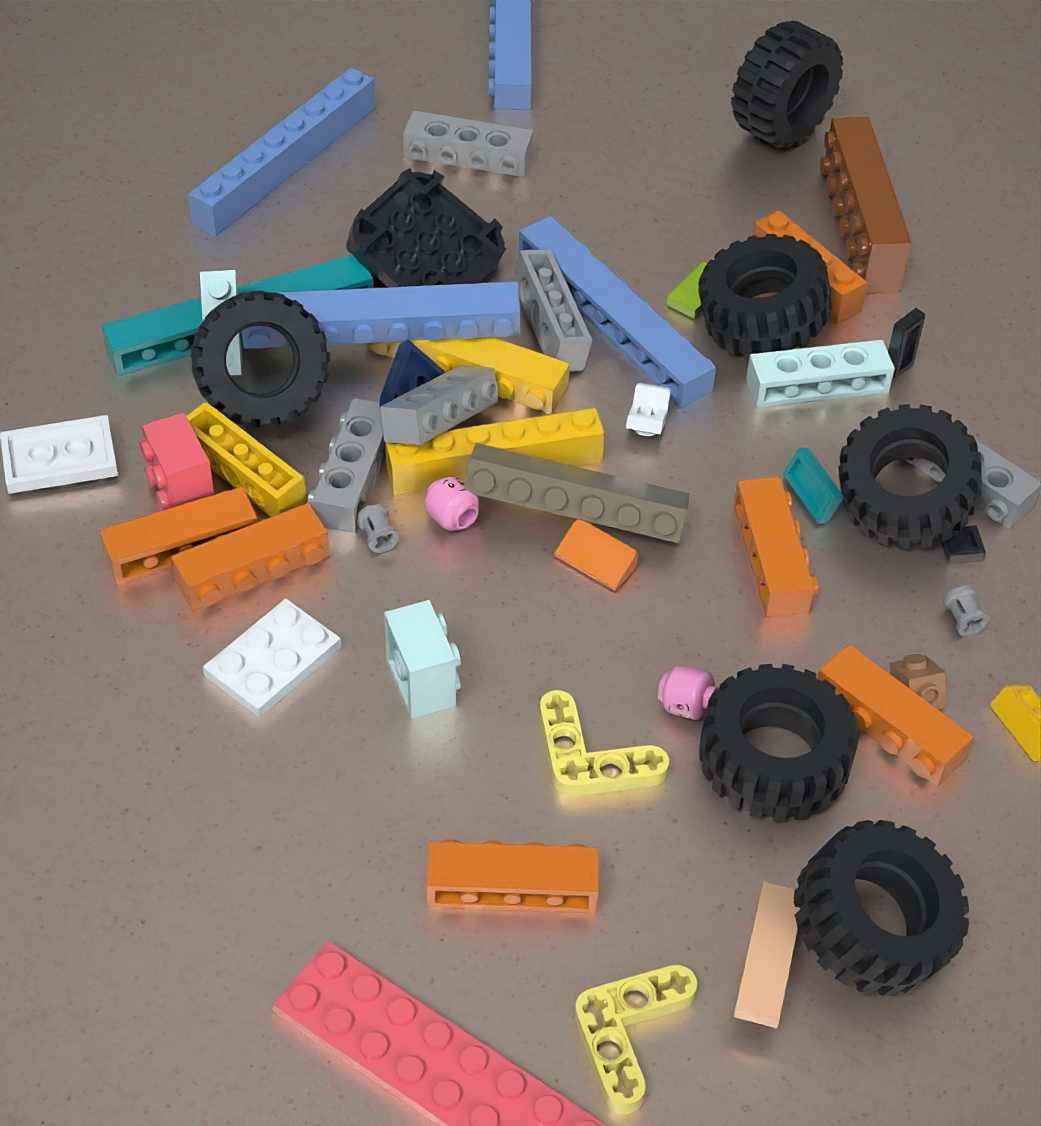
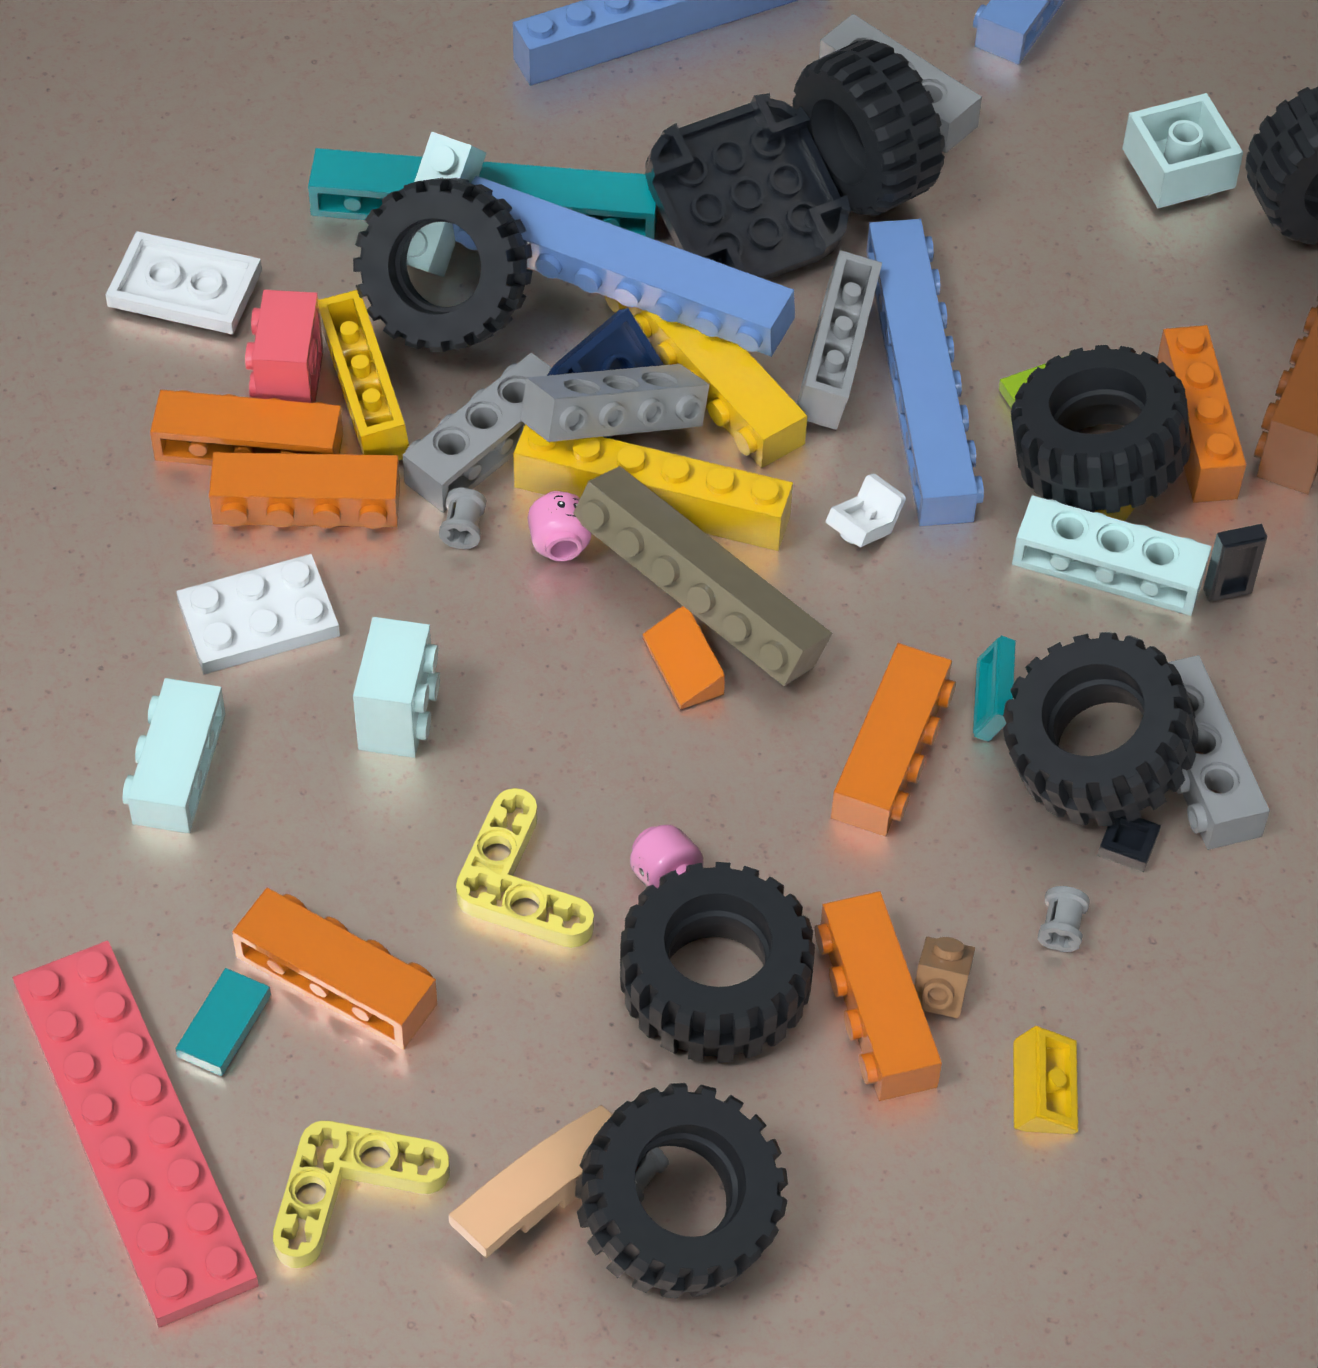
camera: 30 degrees right, 5 degrees up
(285, 783) = (174, 755): none -> light aqua brick
(454, 958) = (223, 1022): none -> teal tile
(504, 145) = (872, 125): none -> black tyre
(678, 118) = (1182, 150): none -> light aqua brick

